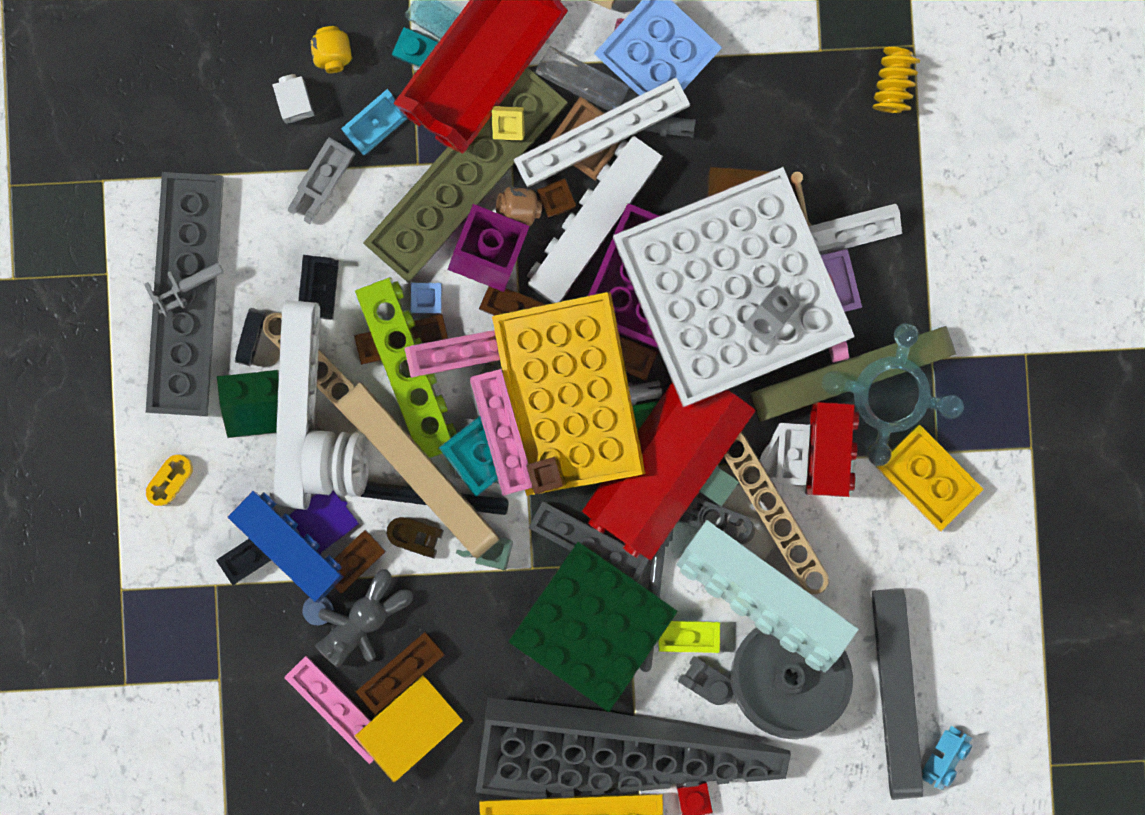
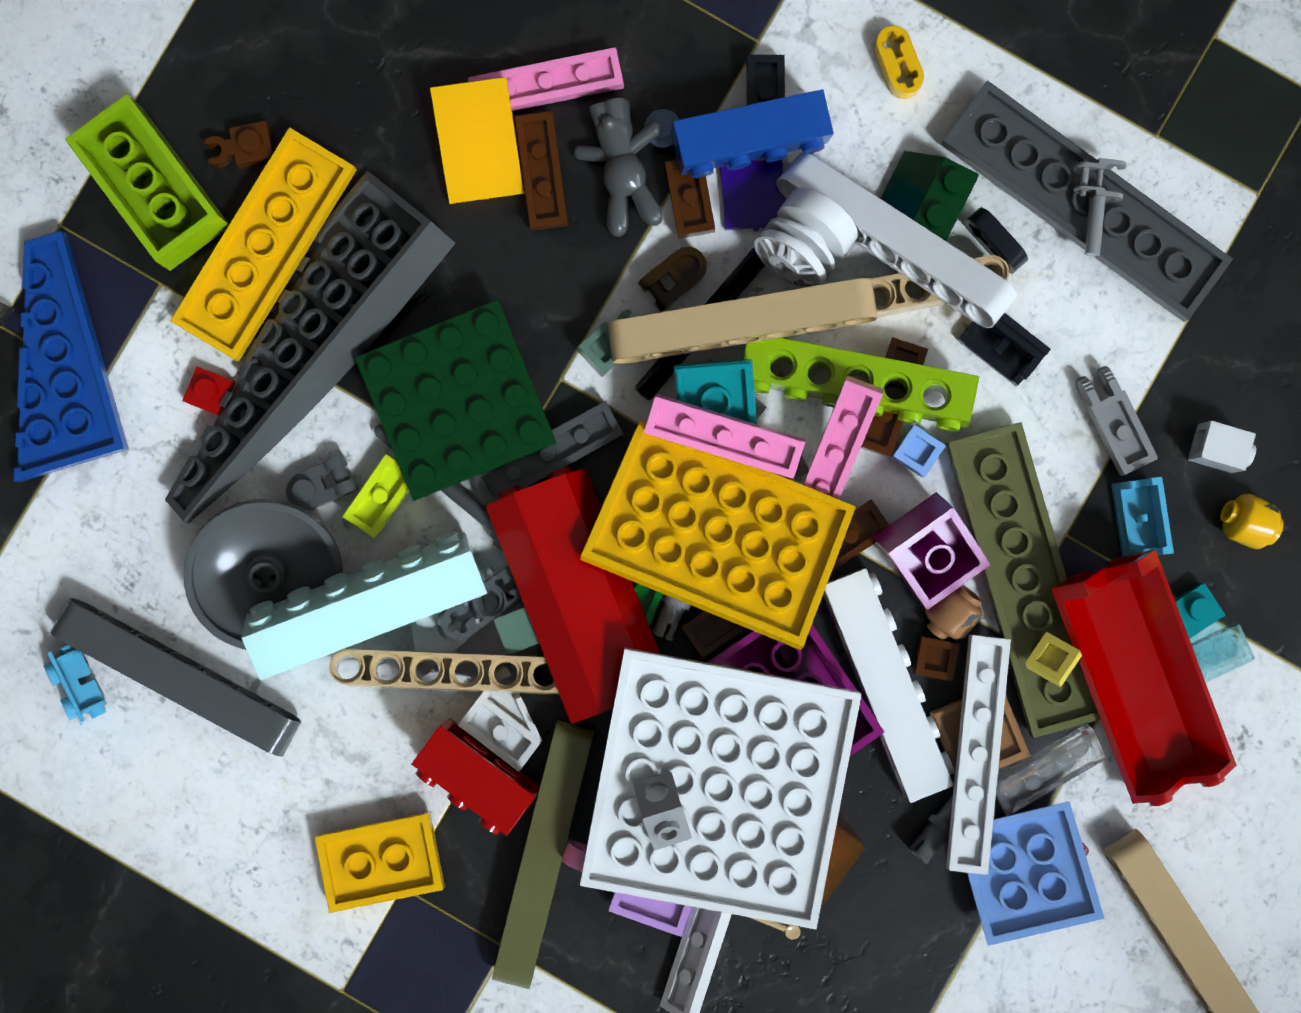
camera: 125 degrees right, 0 degrees up
(546, 475) = (648, 452): reddish brown plate -> none
(835, 383) = (544, 830): clear light blue piece -> none

